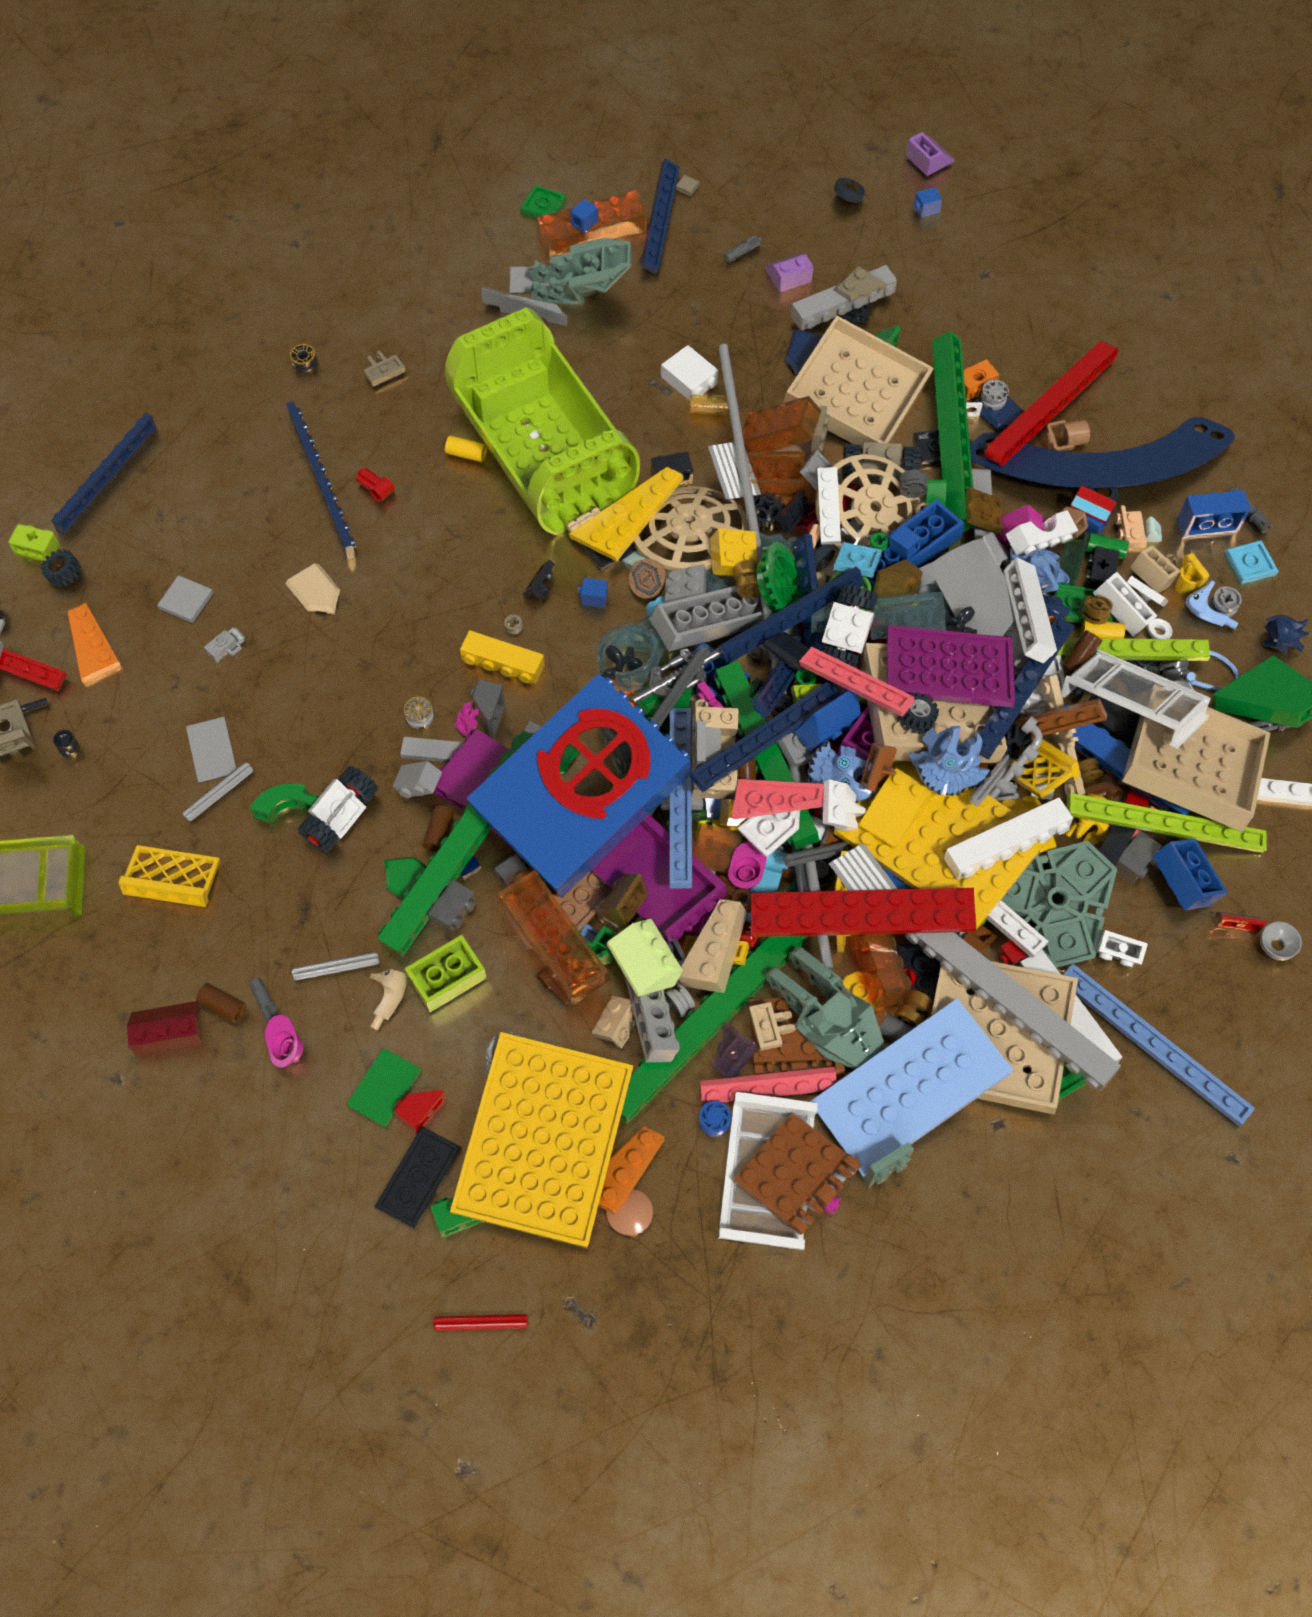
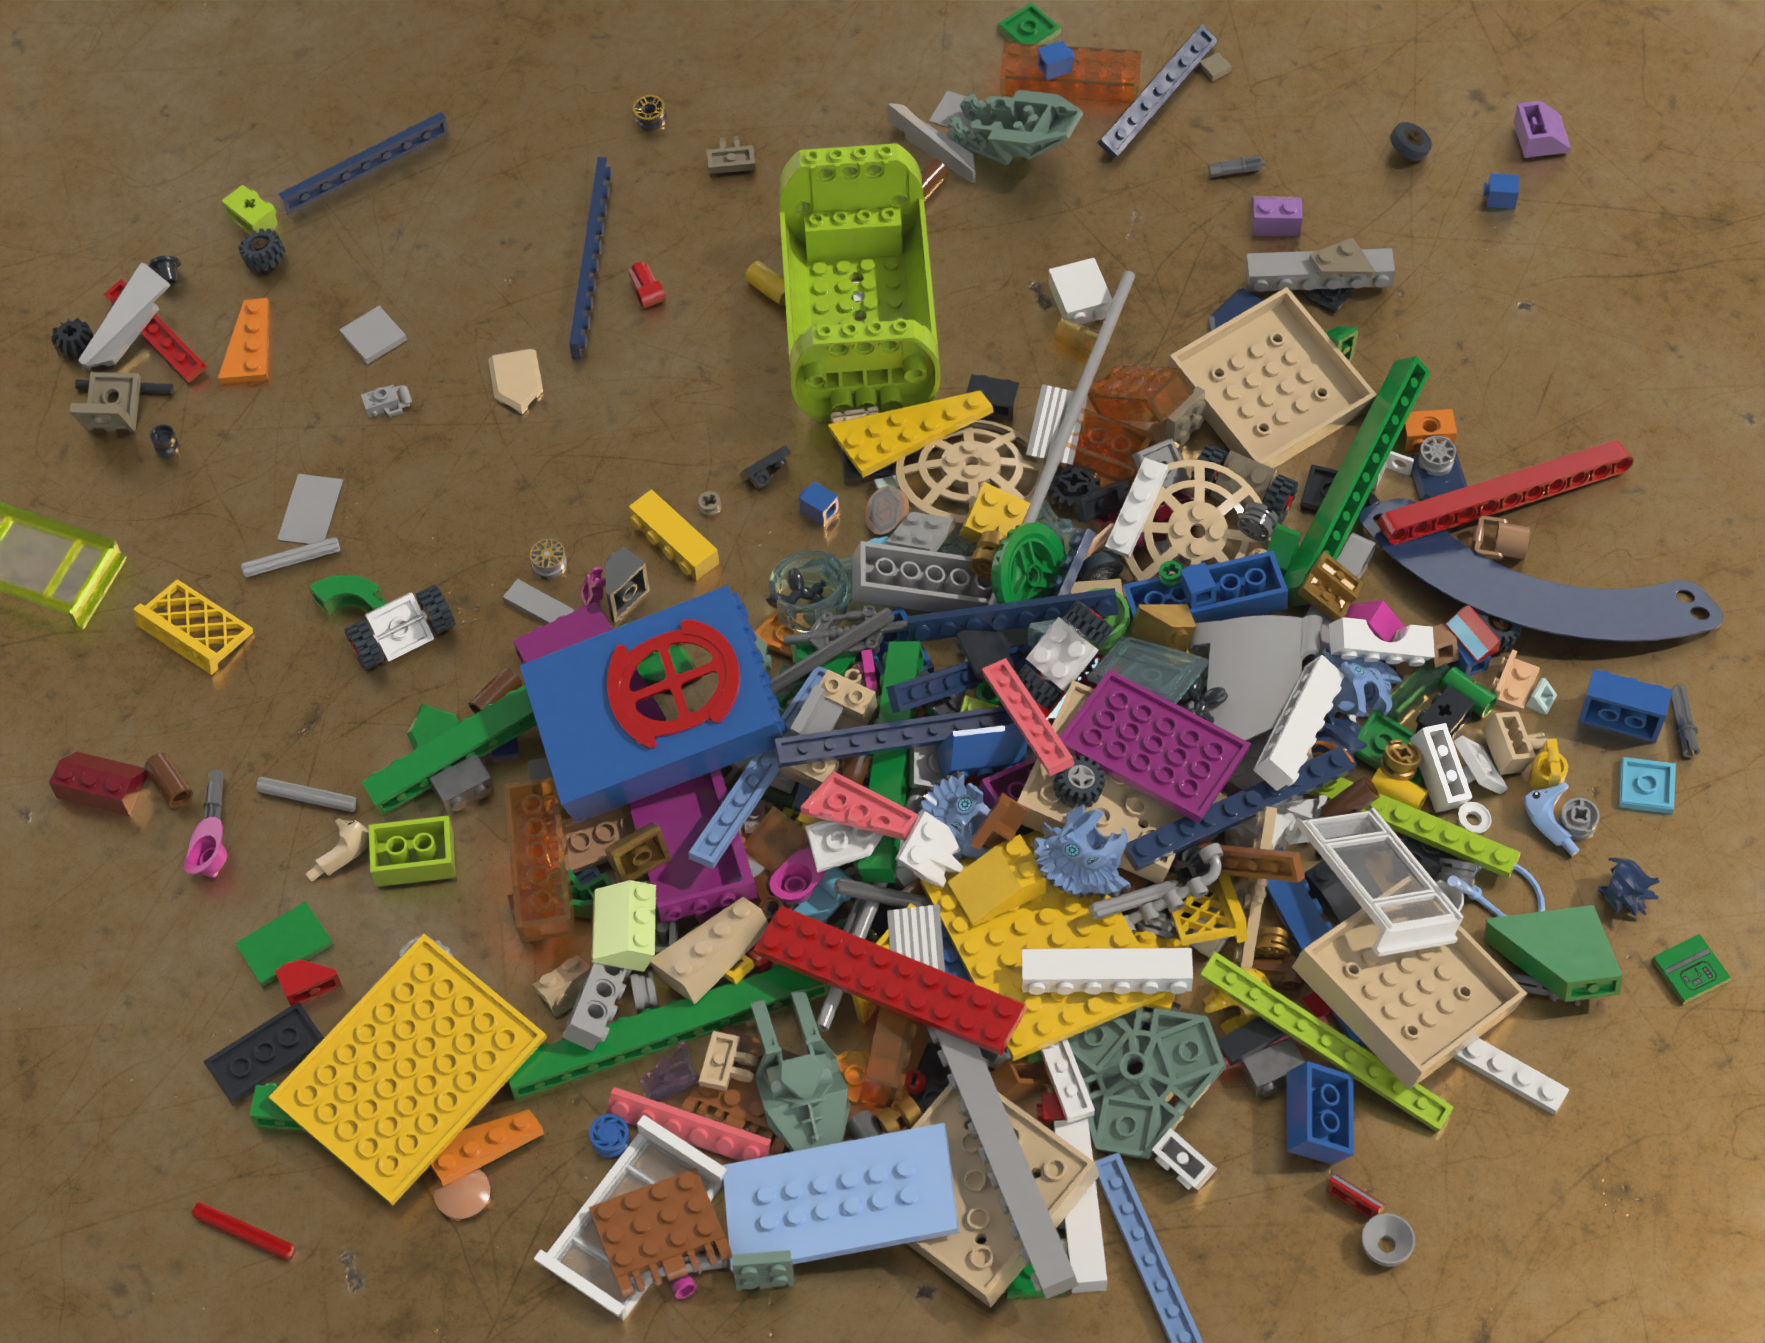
camera: 30 degrees right, 5 degrees down
(417, 779) = (499, 629): light grey brick -> none
(858, 556) = (1132, 583): medium azure tile -> none

